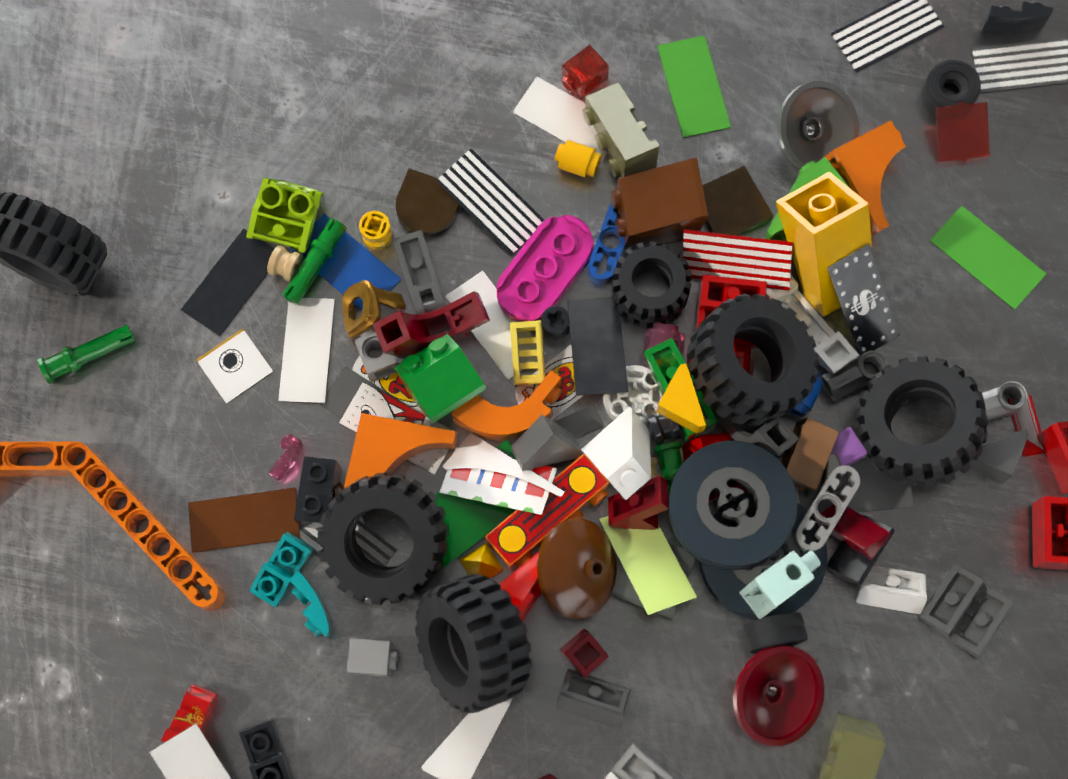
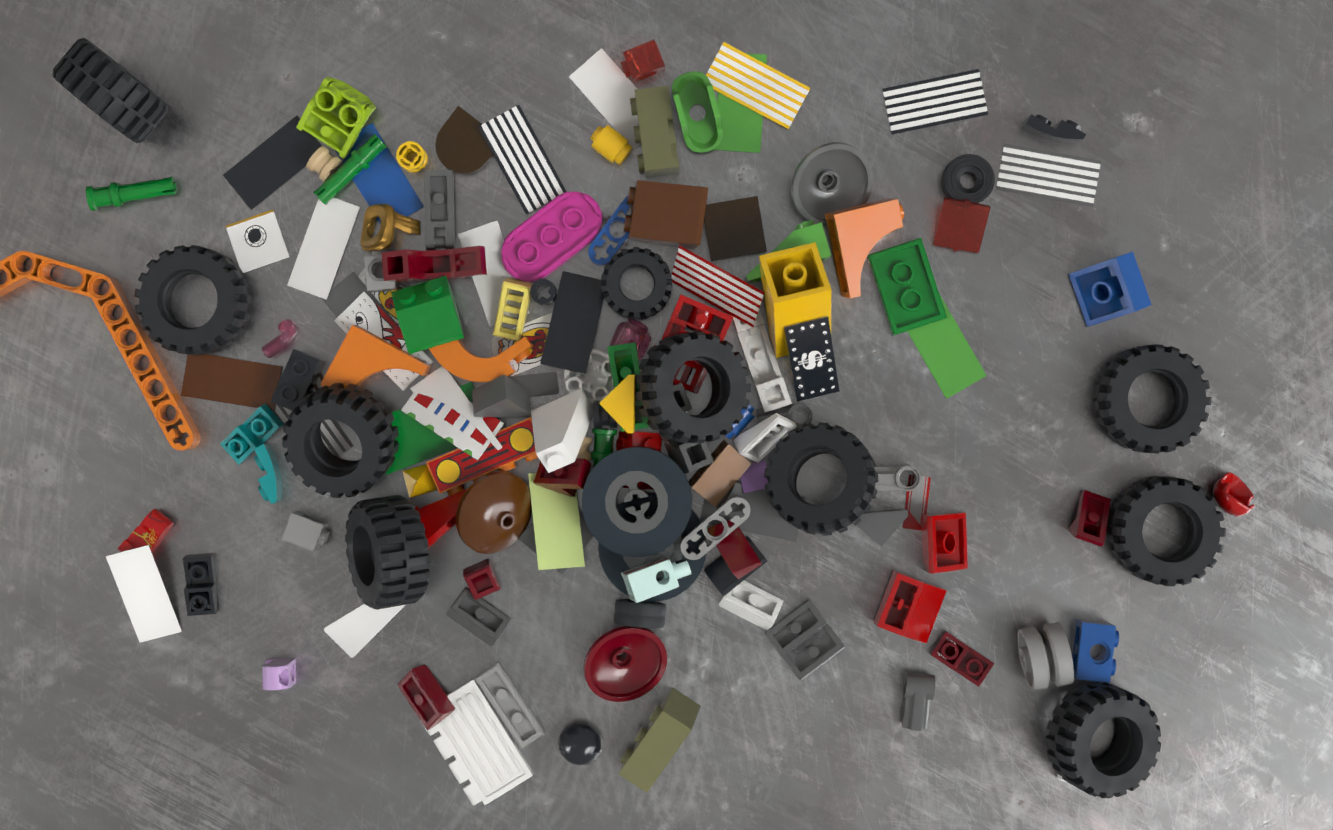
camera: 15 degrees right, 15 degrees up
(158, 408) = (156, 296): none -> black tyre
(660, 85) = (691, 90): none -> bright green piece
(704, 65) = (756, 85): none -> sticker
(836, 405) = (759, 441): none -> white slope
(929, 210) = (906, 286): none -> green tile

